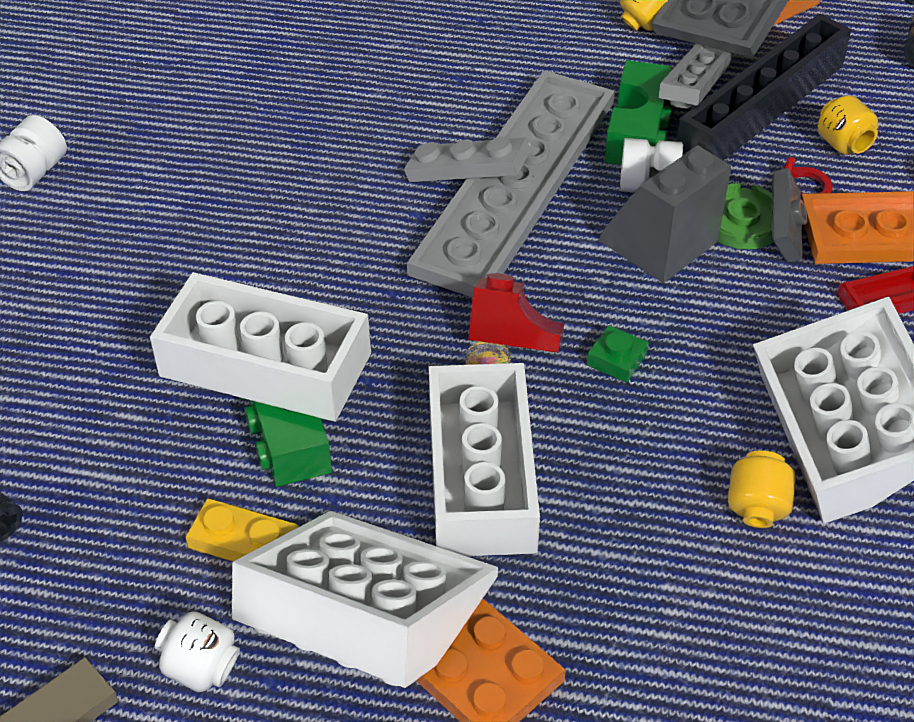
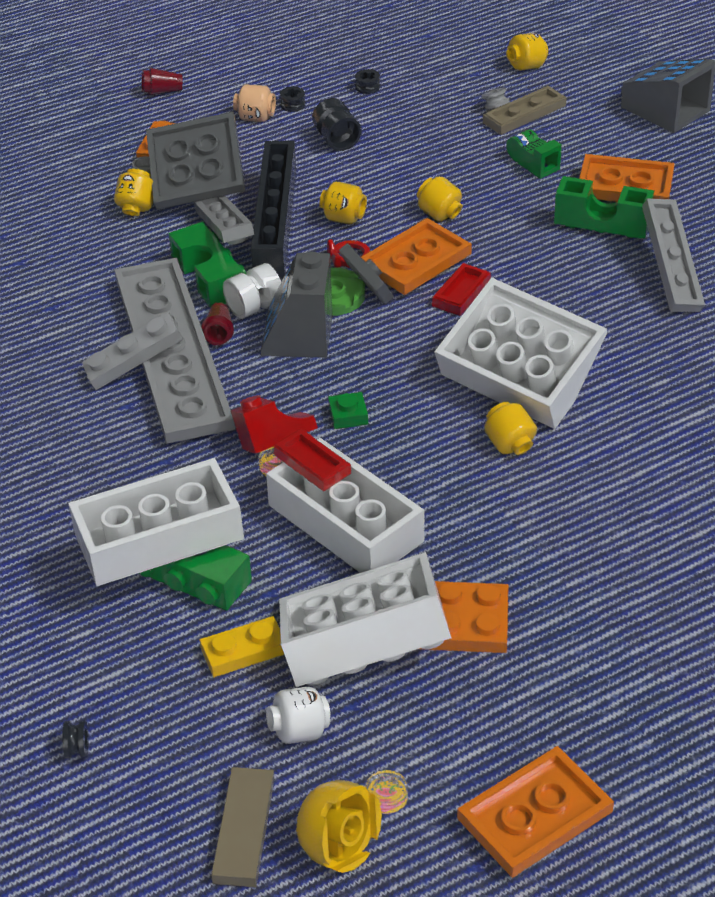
camera: 40 degrees left, 5 degrees down
(484, 382) = (312, 459): none -> red tile
(582, 182) = (218, 325): none -> dark red cone

